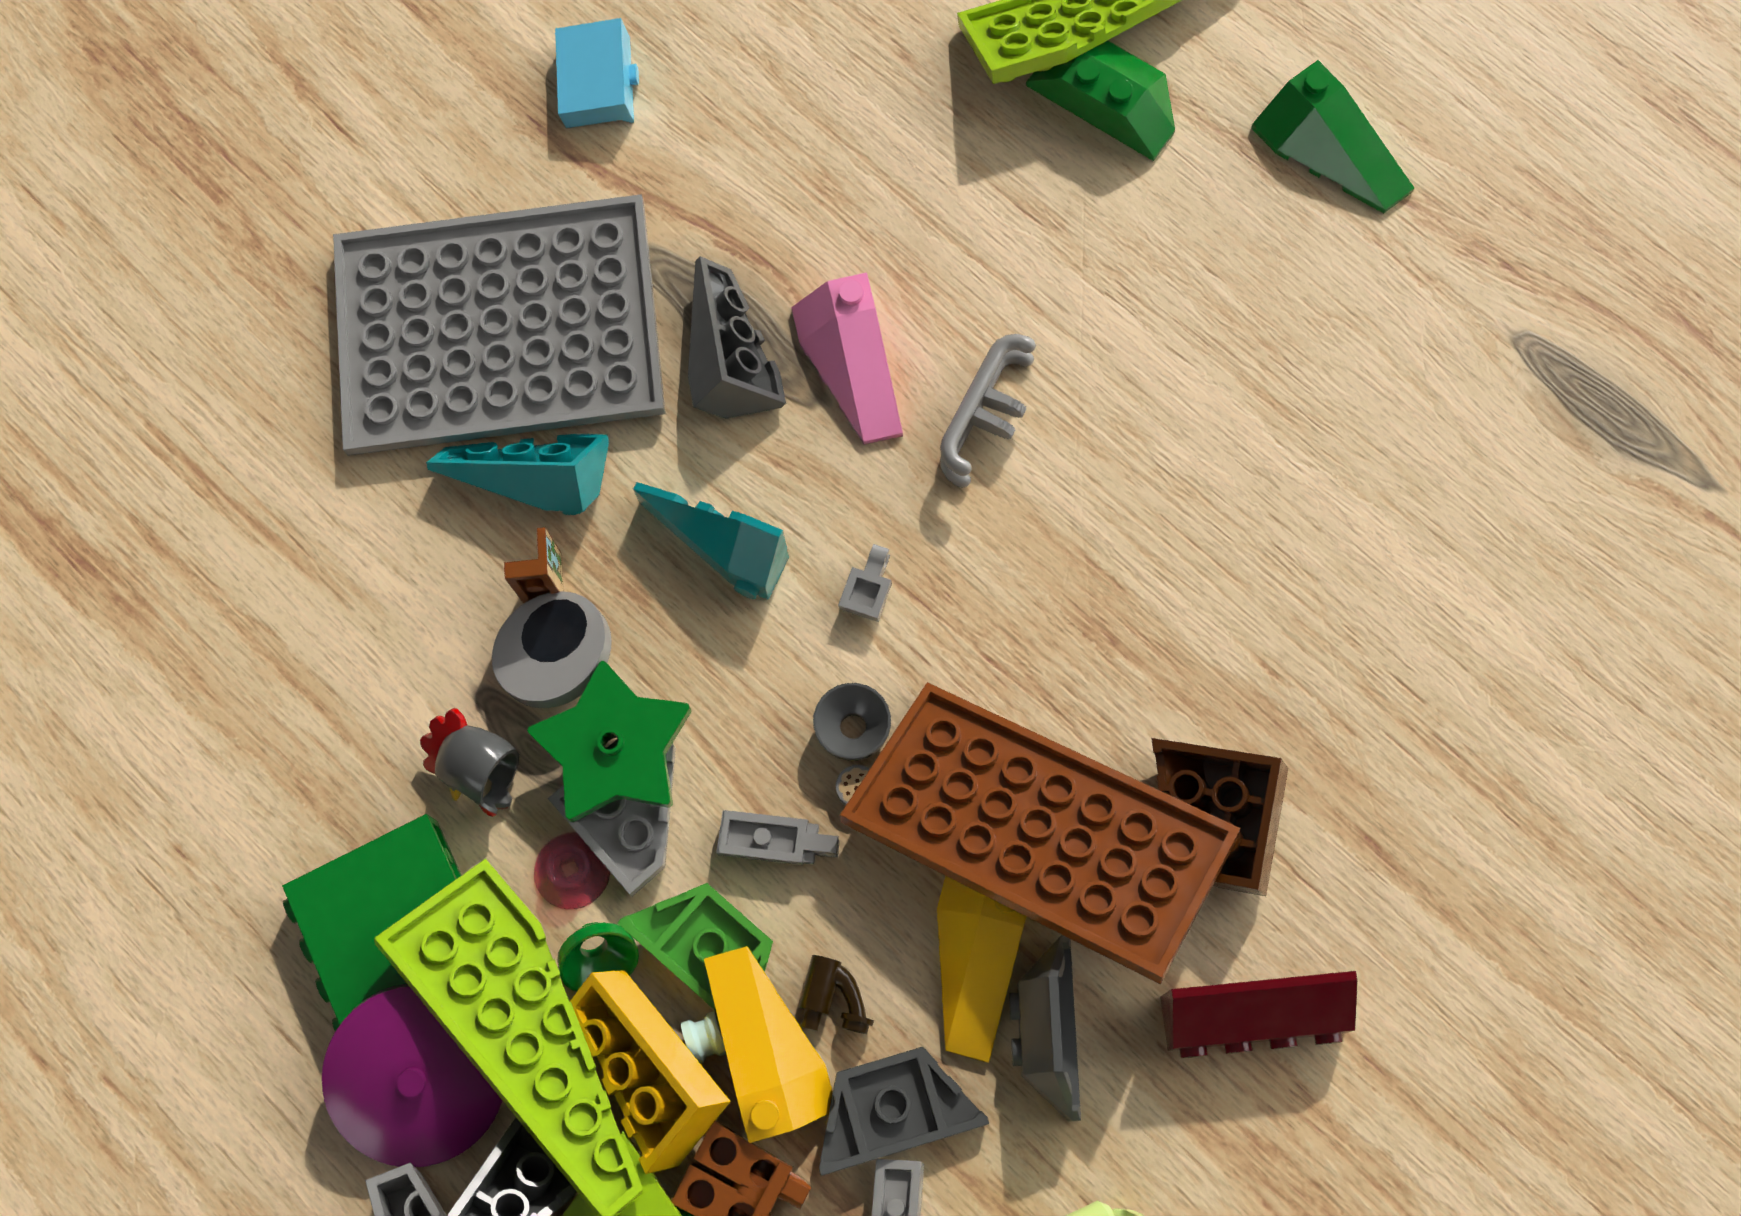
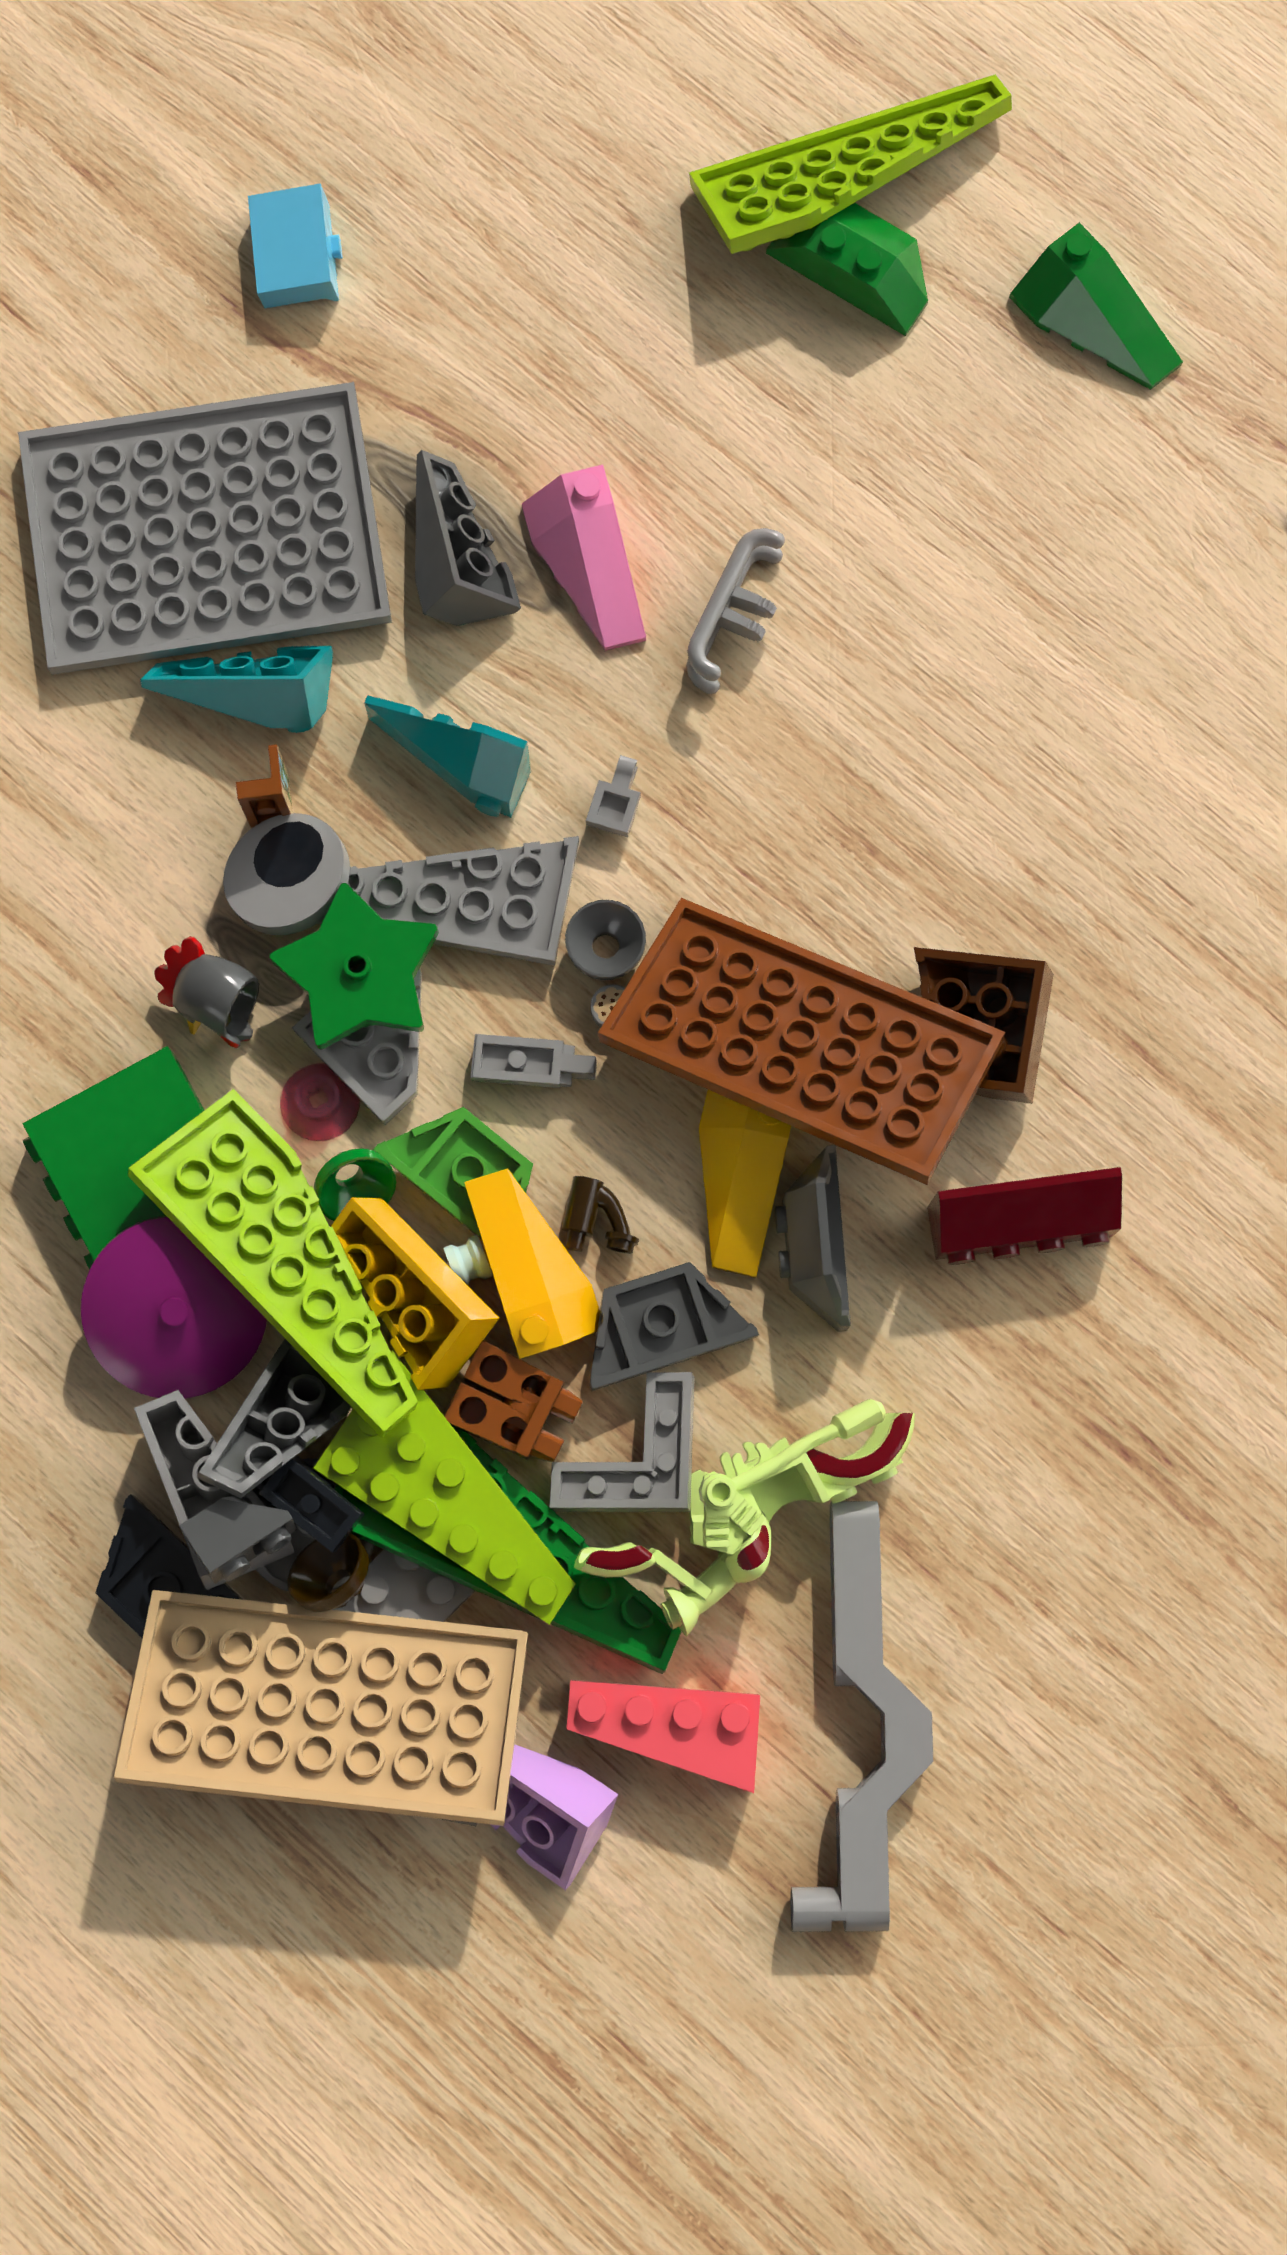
camera: 10 degrees left, 5 degrees up
(733, 678) = (481, 898): none -> light grey wing

